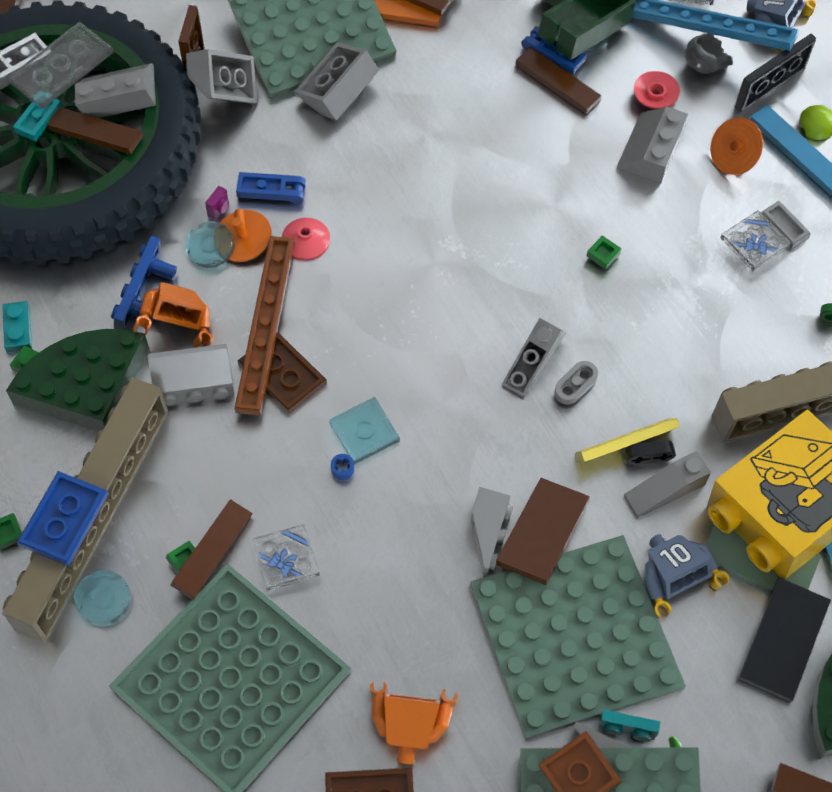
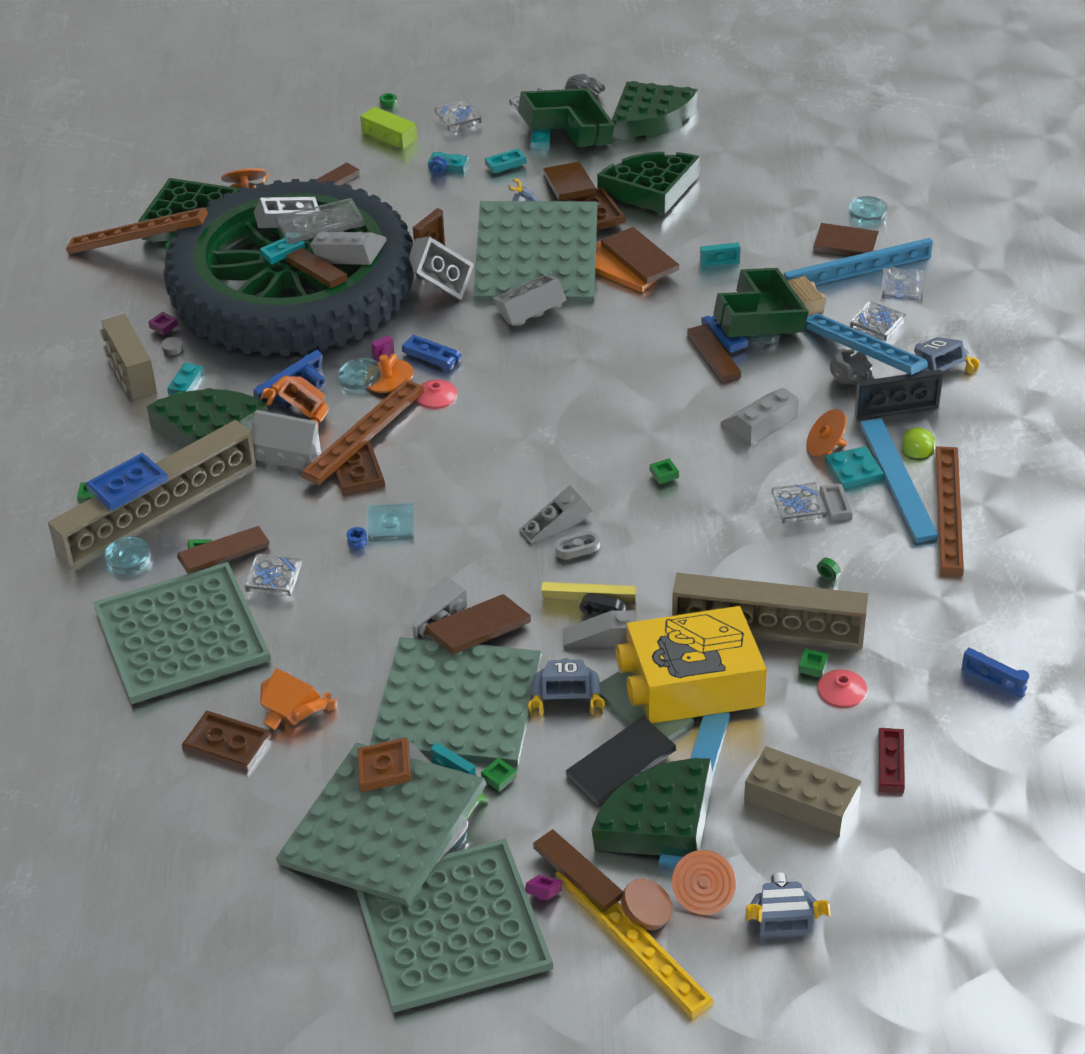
camera: 30 degrees right, 20 degrees down
(656, 89) = (791, 378): coral dish -> none
(679, 713) = (499, 774): none -> green plate
(776, 174) = (854, 467): none -> teal plate

